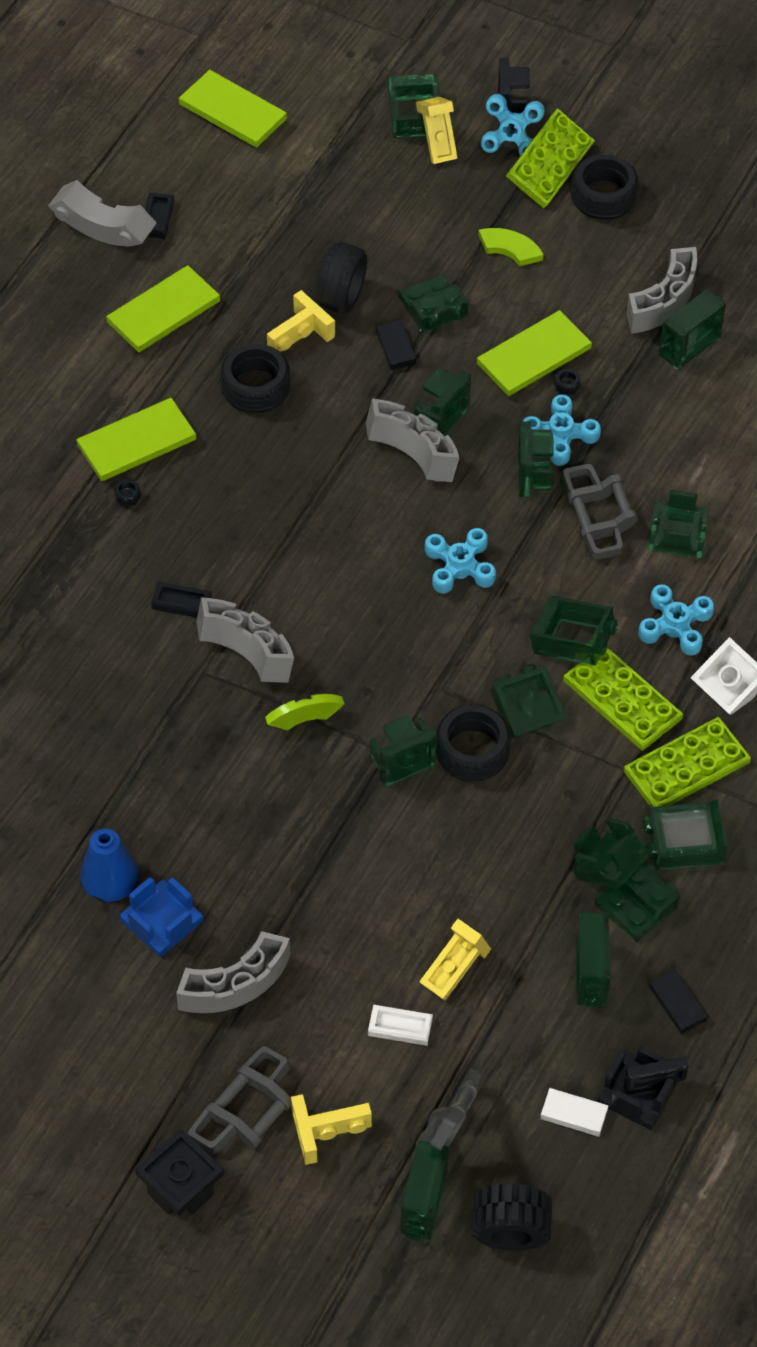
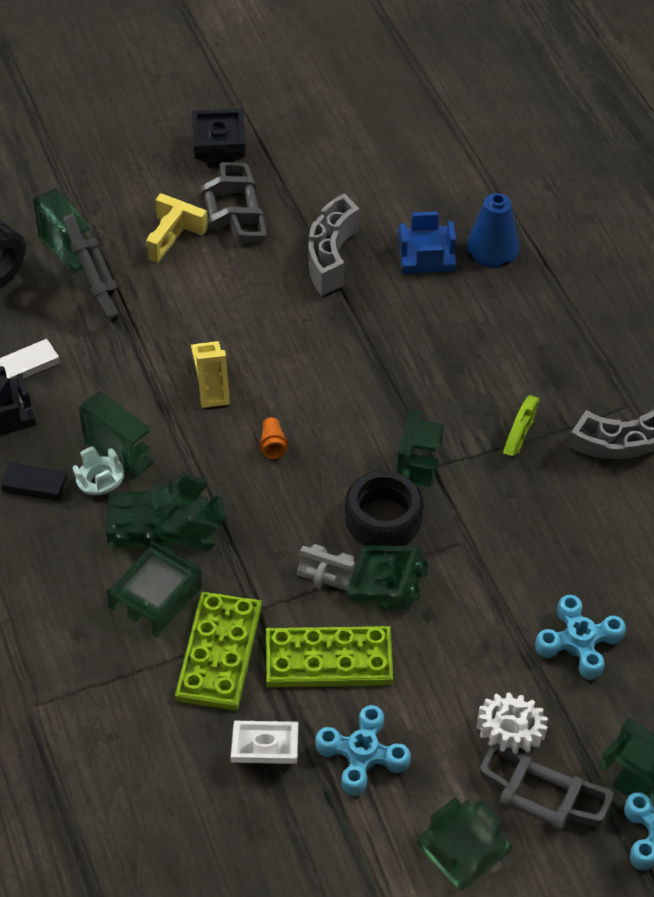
camera: 130 degrees right, 5 degrees down
(400, 1025) = (201, 317): white tile -> none
(478, 866) = (273, 441): none -> orange cone
(551, 735) = (325, 568): none -> light grey hips
(570, 552) = (512, 723): none -> white gear
(577, 612) = (443, 637): clear green window -> none
(637, 941) = (106, 470): none -> light aqua piece

